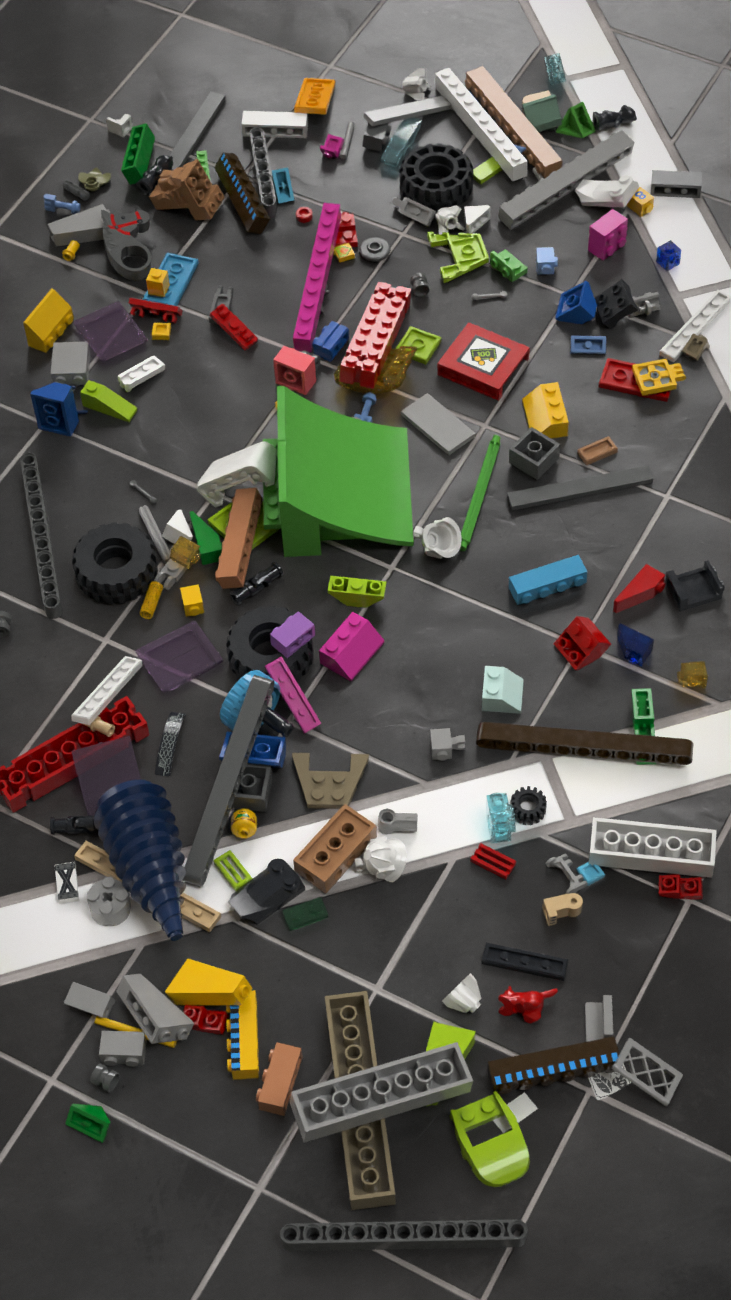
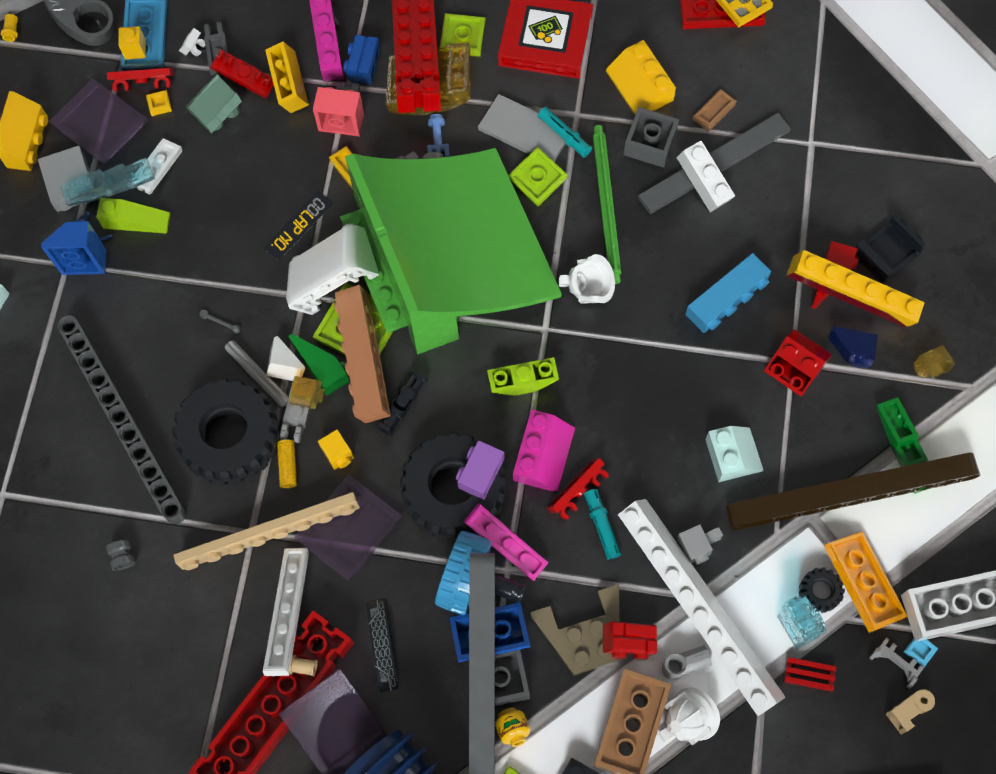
camera: 20 degrees left, 15 degrees up
(98, 371) = (107, 183): none -> clear light blue slope
(116, 638) = (261, 533): none -> tan plate
(203, 295) = (191, 42): none -> white tile
(203, 342) = (214, 104): none -> sand green slope
(231, 443) = (298, 225): none -> black sticker
(265, 337) = (286, 77): none -> yellow brick
(359, 790) = (630, 640): none -> red brick
(366, 679) = (577, 488): none -> red plate
(375, 710) = (599, 516): none -> teal pin
(426, 786) = (701, 606): none -> white brick
(432, 458) = (537, 176): none -> lime tile
(470, 437) = (569, 136): none -> teal pin
(564, 491) = (705, 176): none -> white brick
(566, 808) = (865, 581): none -> light orange tile
(648, 600) = (855, 289): none -> yellow brick

